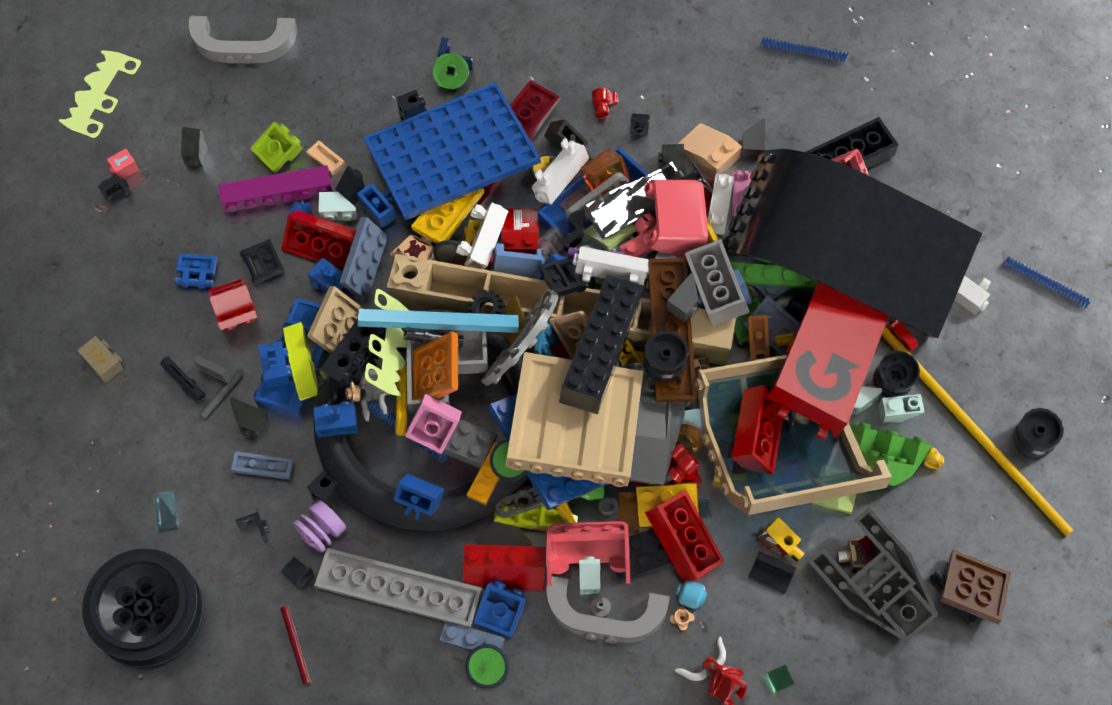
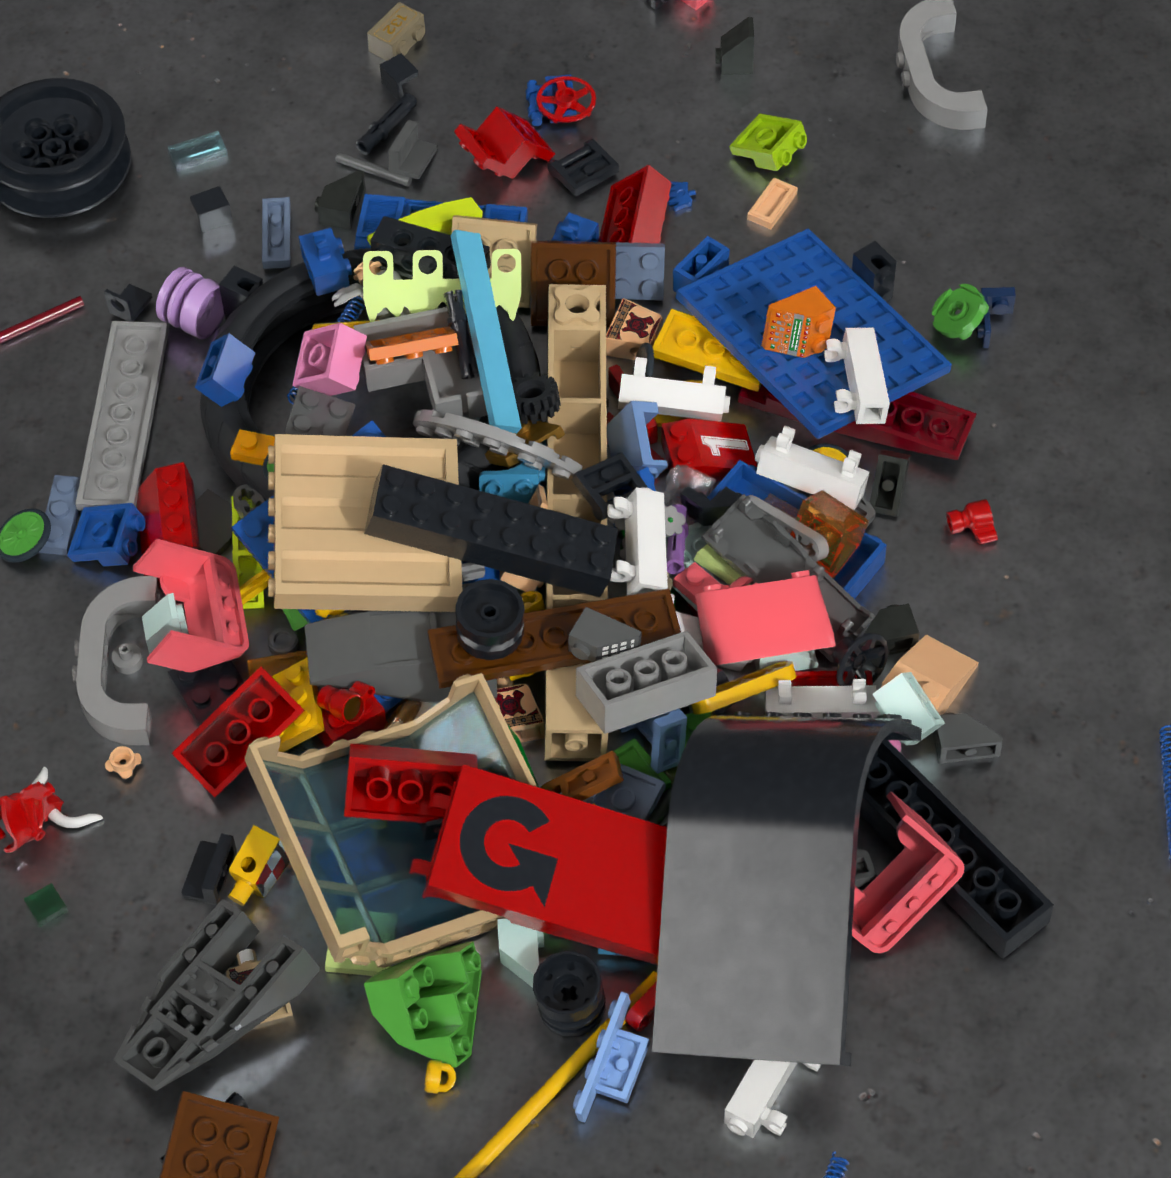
camera: 80 degrees right, 10 degrees down
(143, 363) = (397, 72): none -> black panel
(203, 259) = (566, 99): none -> red wheel
(228, 504) = (212, 209): none -> black panel
(255, 517) = (187, 248): black bracket -> none
(274, 189) = (701, 156): magenta brick -> none
(274, 364) = (412, 194): blue brick -> none
(336, 207) = (689, 223): light aqua slope -> none
(350, 184) = (726, 229): black slope -> none
(369, 272) = (572, 265): none -> reddish brown plate
(462, 145) = (799, 324): none -> orange slope
(504, 124) = (864, 374): none -> white brick
(639, 123) = (940, 574): black bracket -> none
(691, 594) = (156, 764): medium azure head -> none
(740, 158) = (906, 698): none -> light aqua brick
(900, 408) = (512, 1008): light aqua slope -> none
(939, 360) = (616, 1063): none -> light blue bracket

